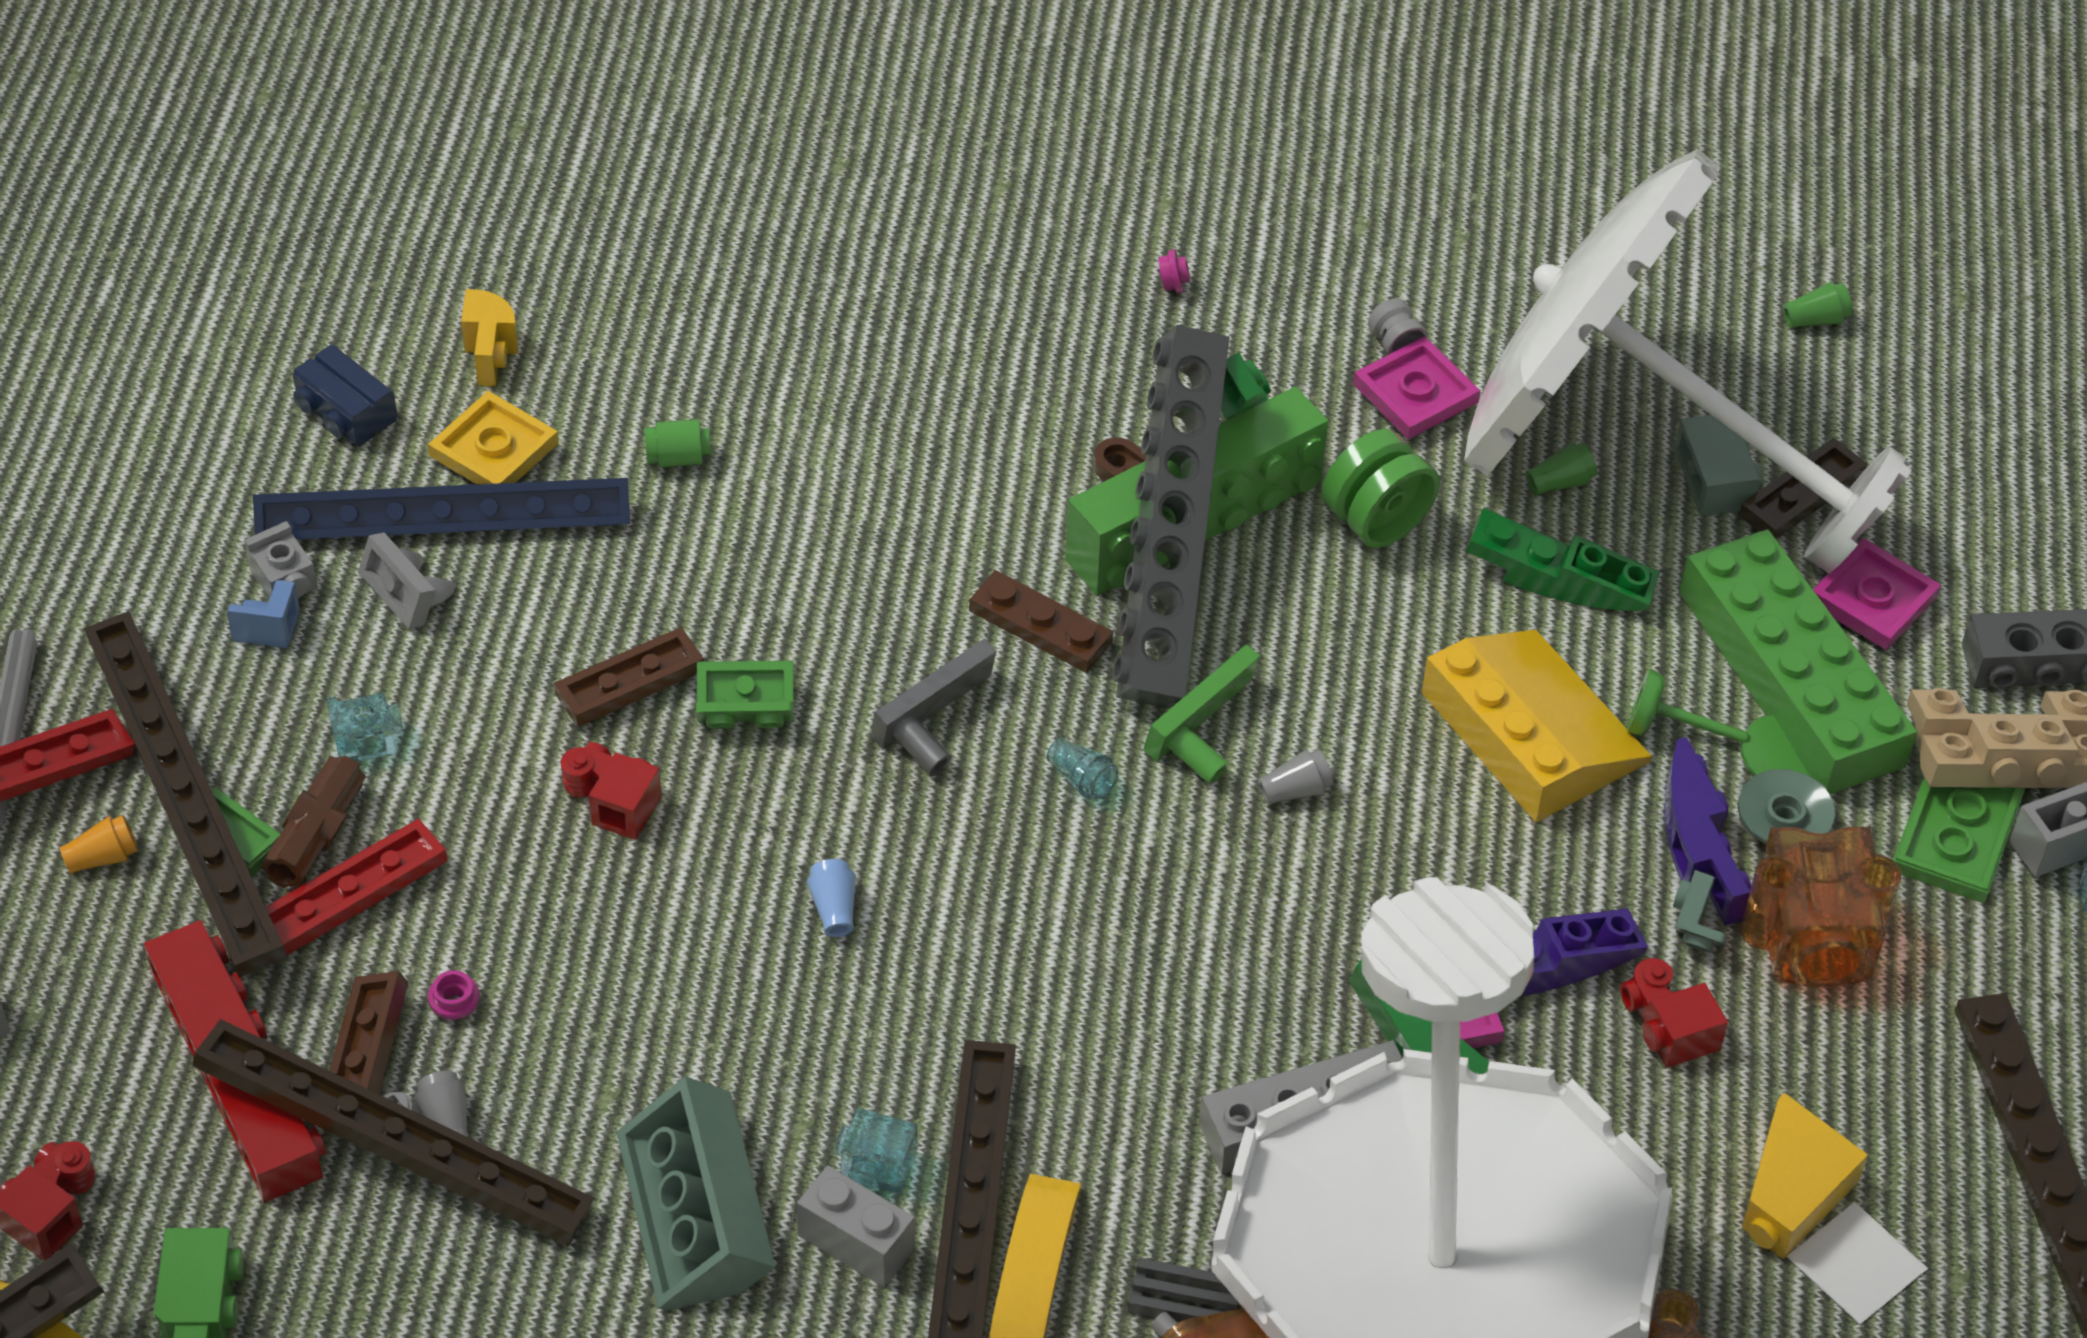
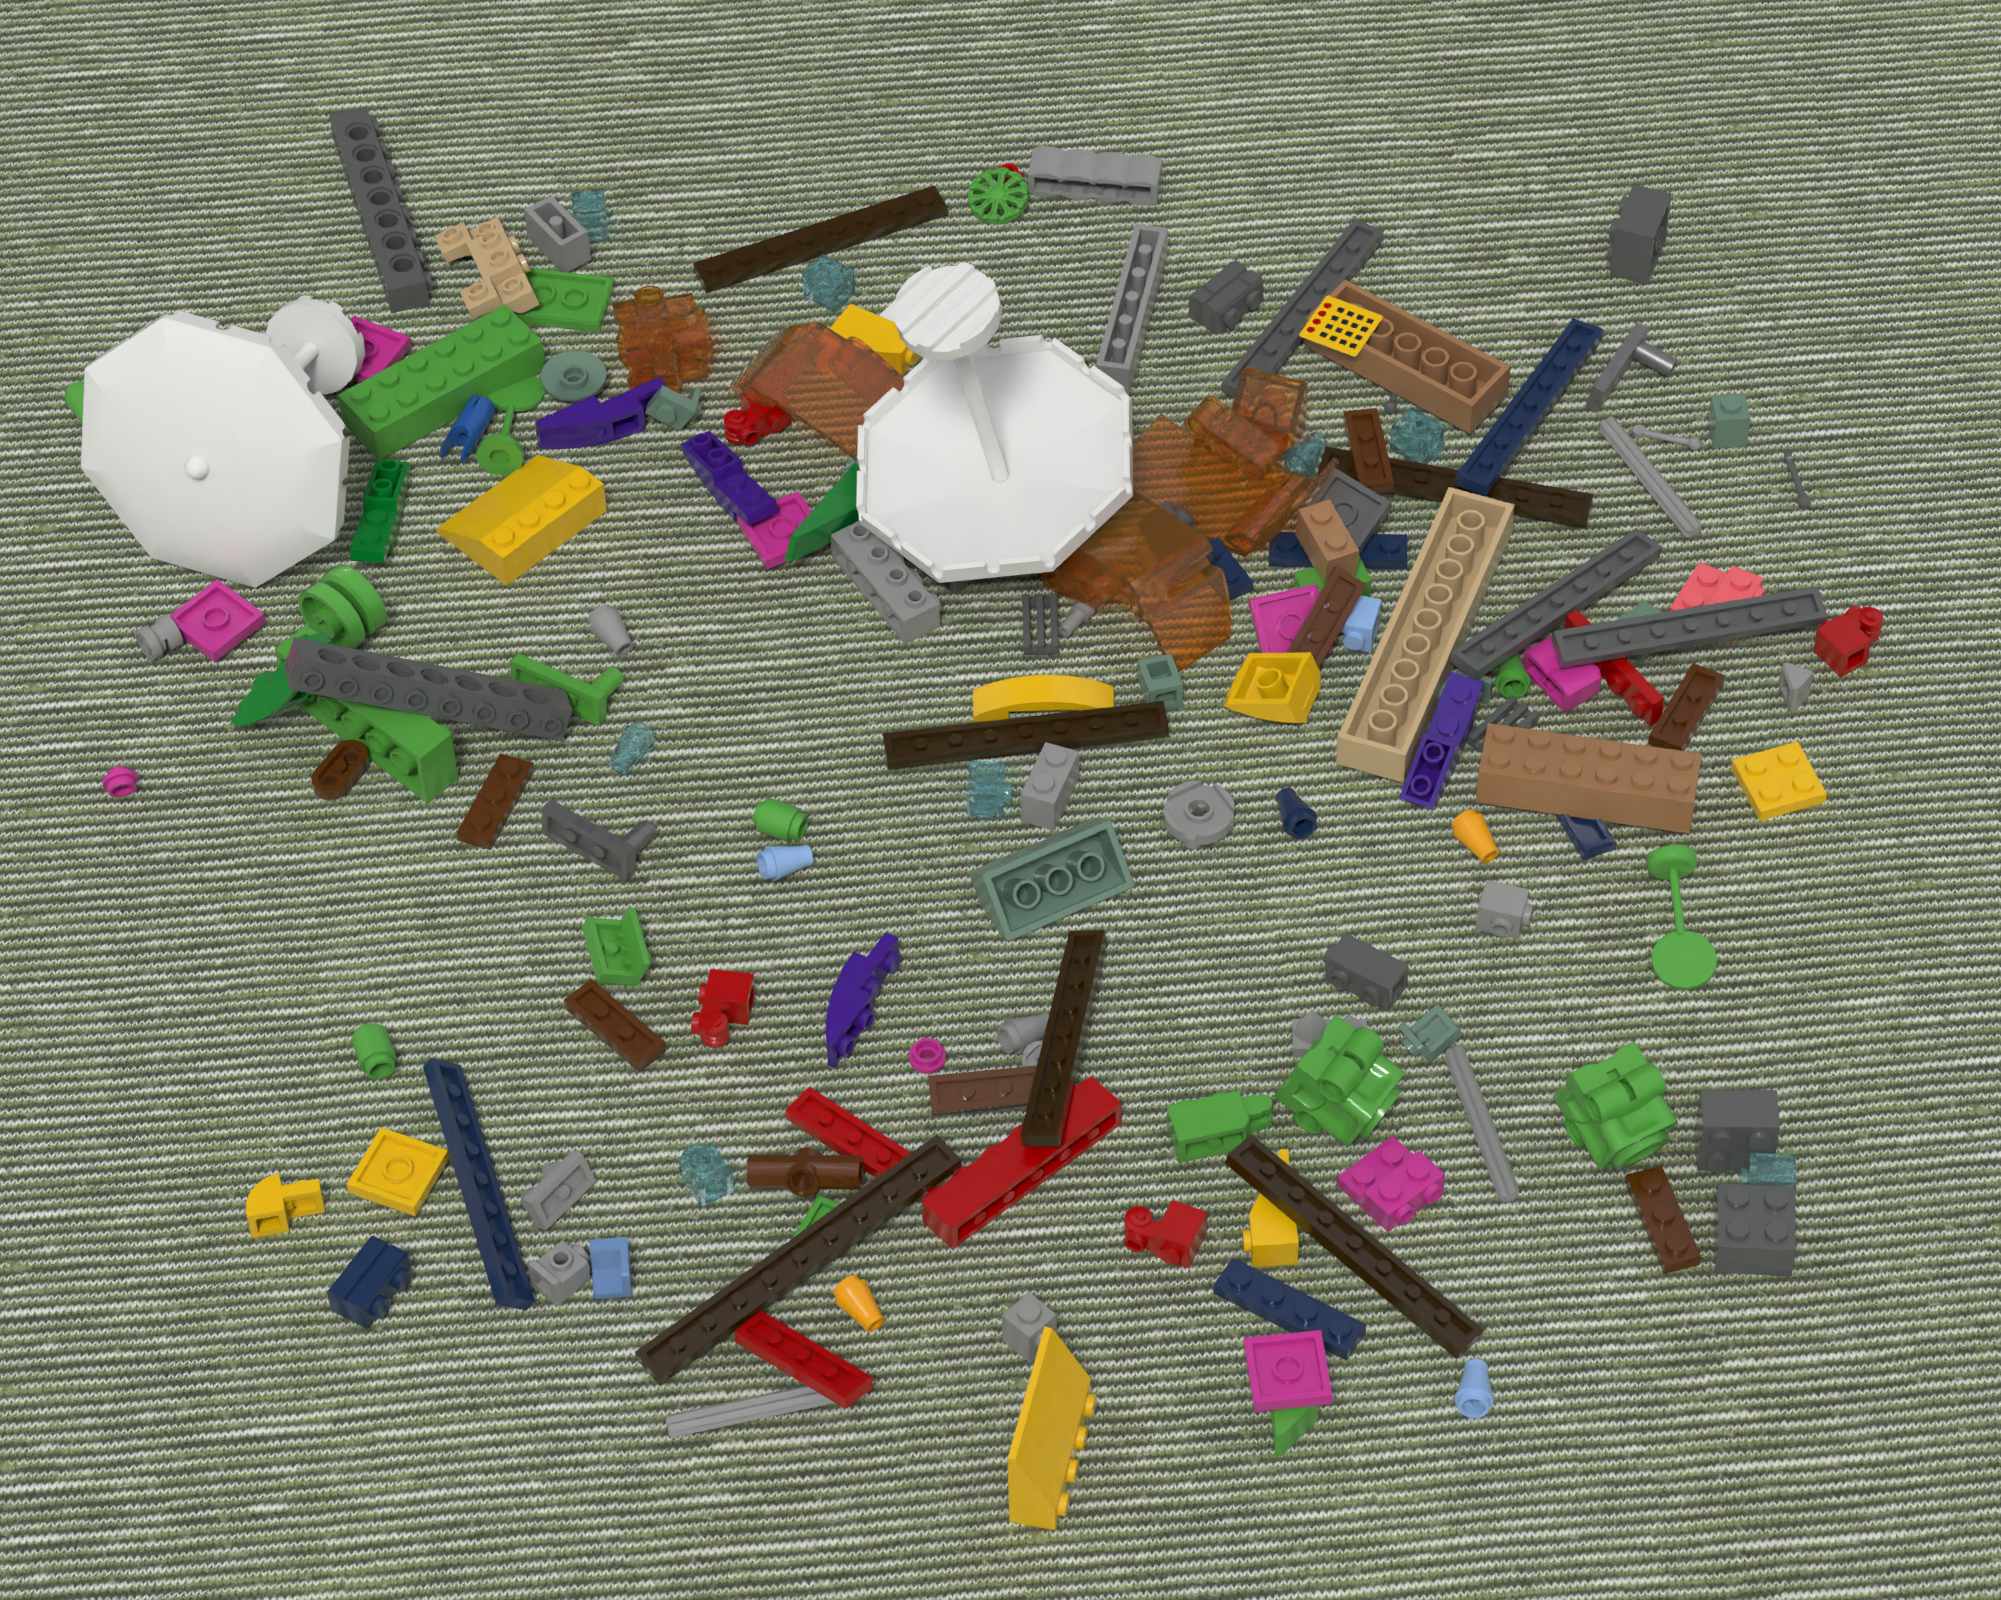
camera: 100 degrees left, 0 degrees up
(564, 920) = (853, 994): none -> dark purple slope
(901, 904) = (780, 820): none -> bright green brick
(1683, 1076) = (819, 380): none -> clear orange beam
(1706, 680) = (469, 426): none -> blue piece
(1937, 1153) = (828, 283): none -> clear light blue brick

